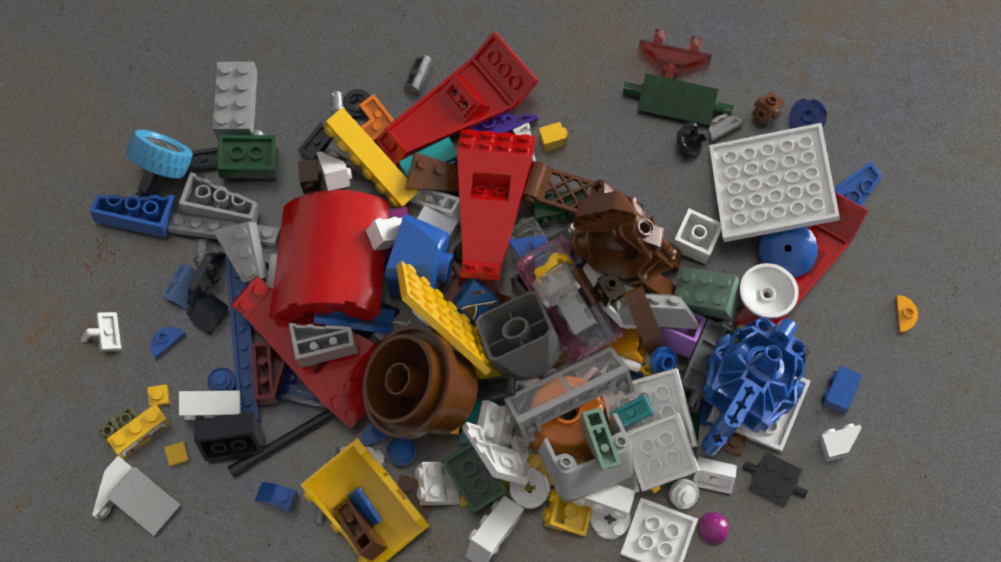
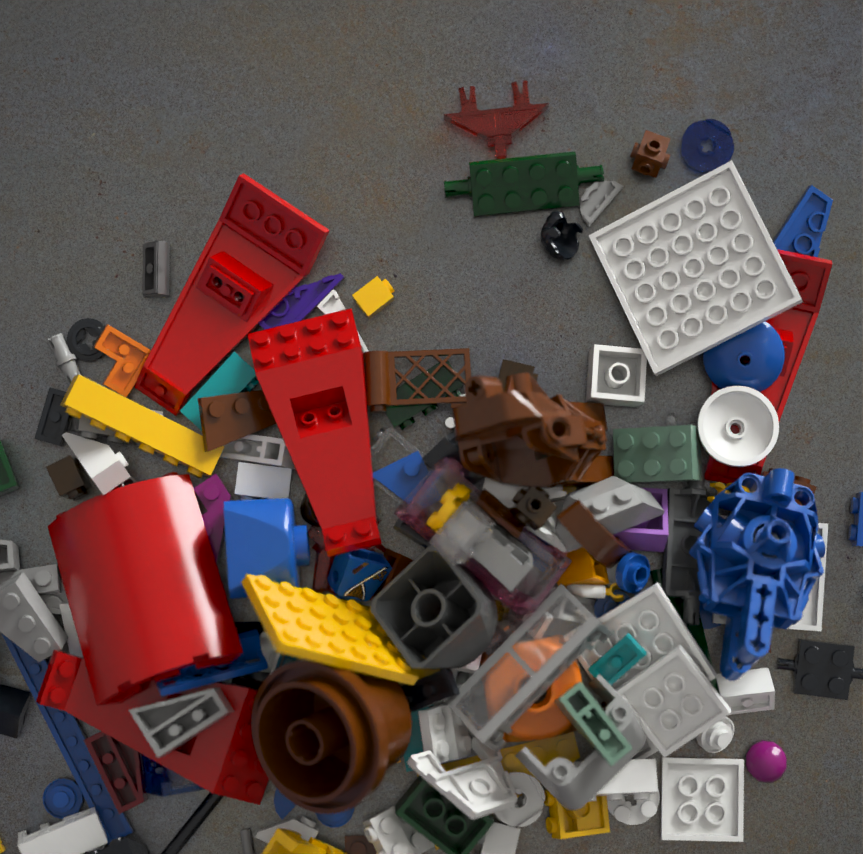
camera: 20 degrees left, 15 degrees up
(383, 232) = (206, 531): white slope -> none

